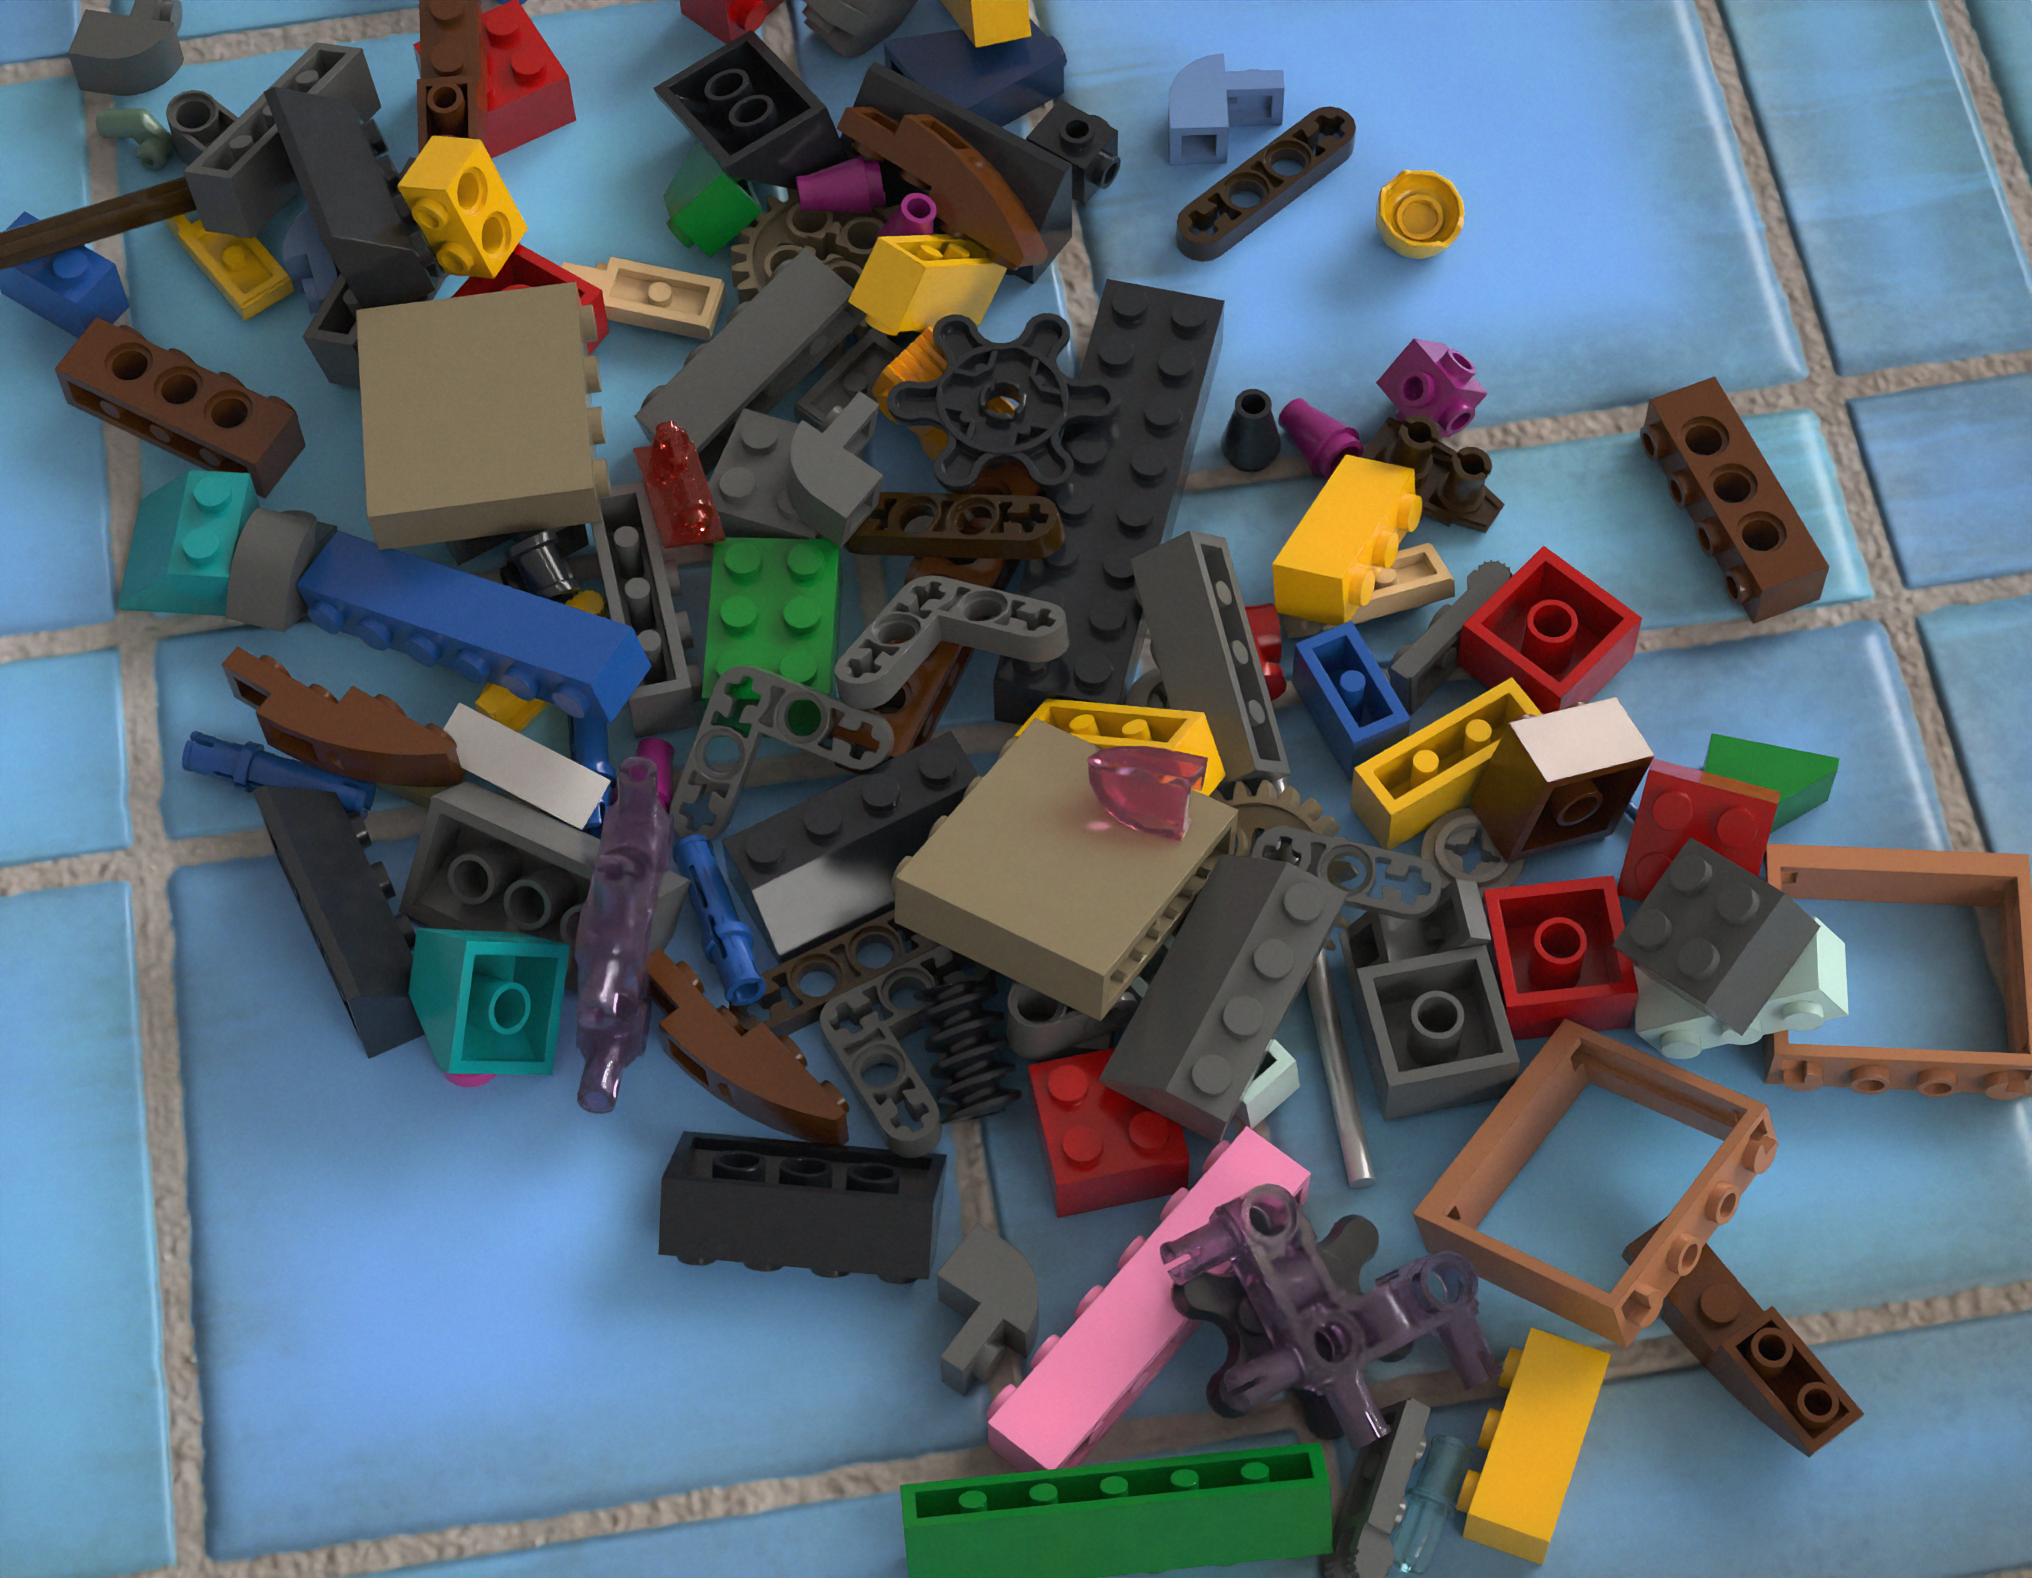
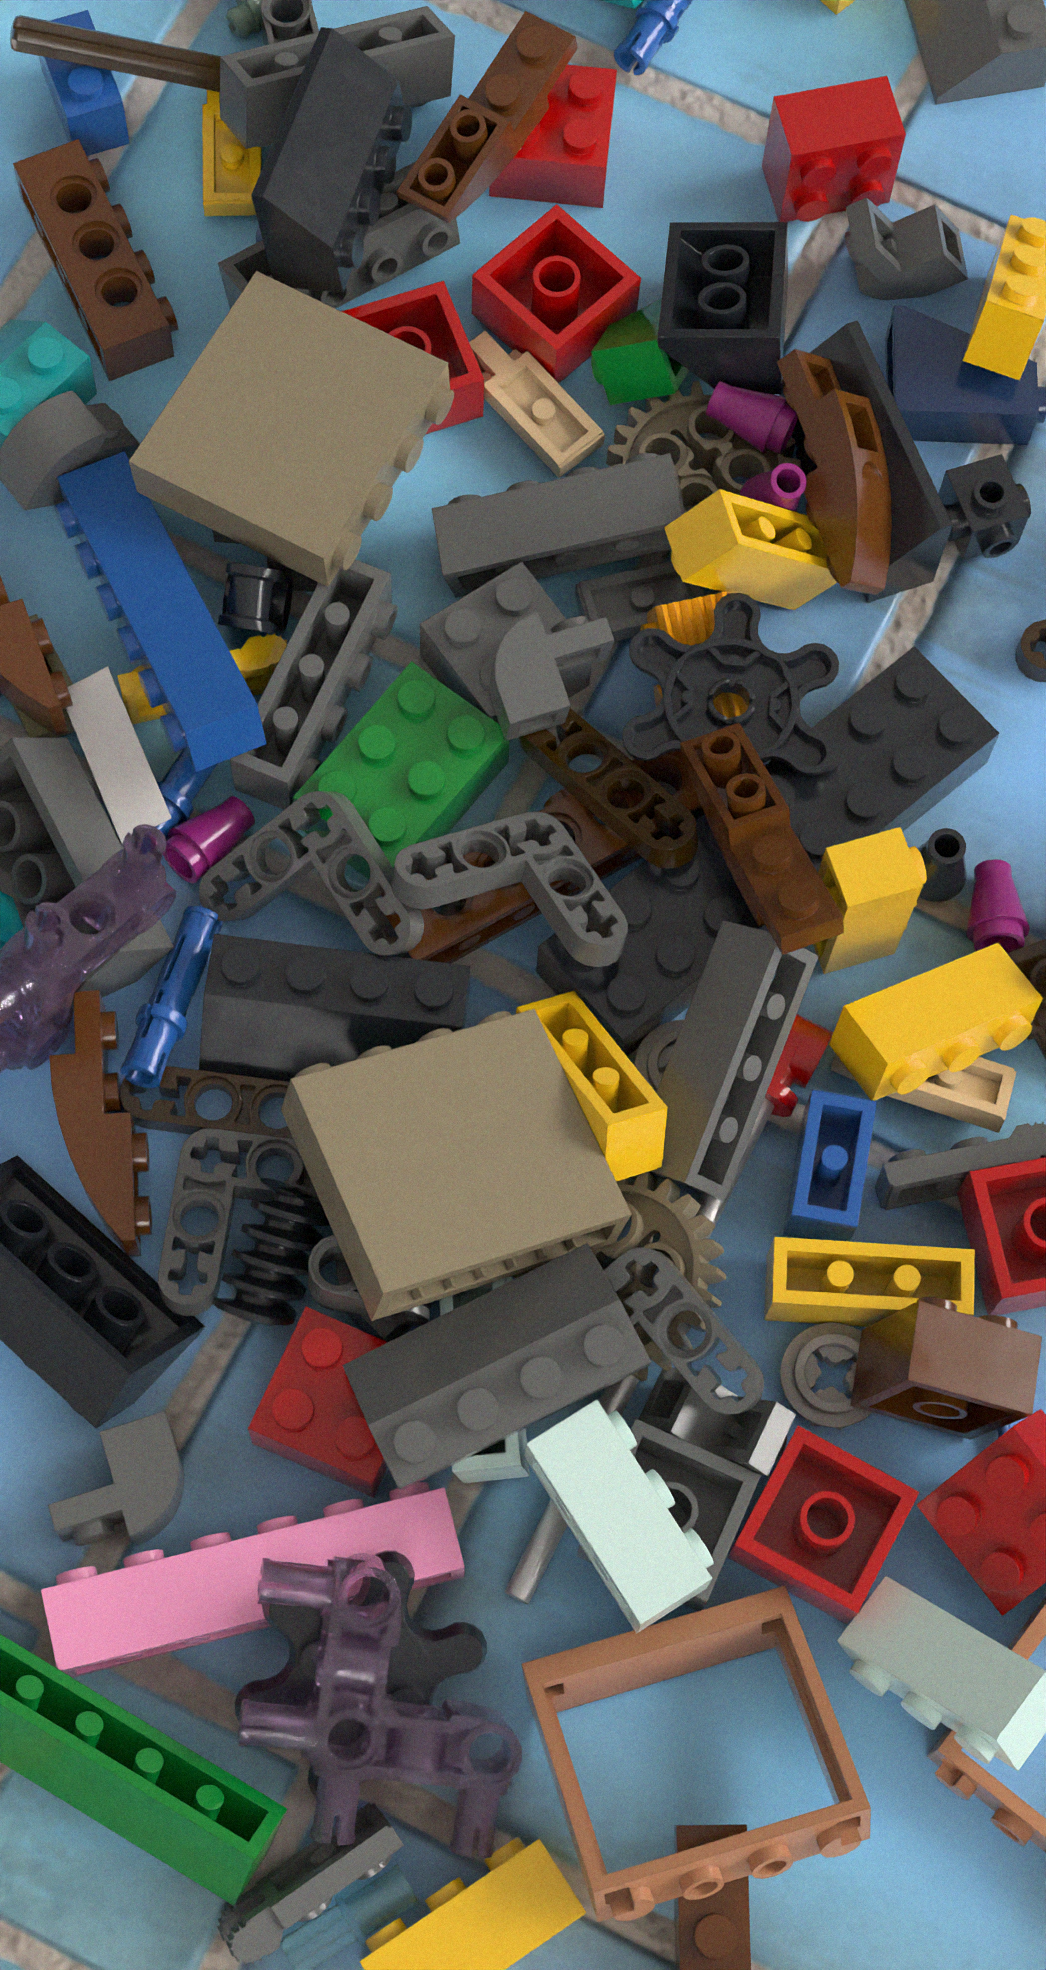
camera: 30 degrees right, 10 degrees up
(462, 206) = (410, 234): yellow brick -> none
(599, 197) = (554, 292): none -> red brick
(678, 489) = (409, 601): clear red hinge -> none
(1108, 481) = (758, 841): none -> reddish brown slope
(1147, 787) = (563, 1142): clear pink brick -> none
(1224, 473) = (876, 890): none -> yellow brick
(1405, 1036) = (620, 1514): none -> light aqua brick
(1716, 935) = (948, 1623): dark grey brick -> none

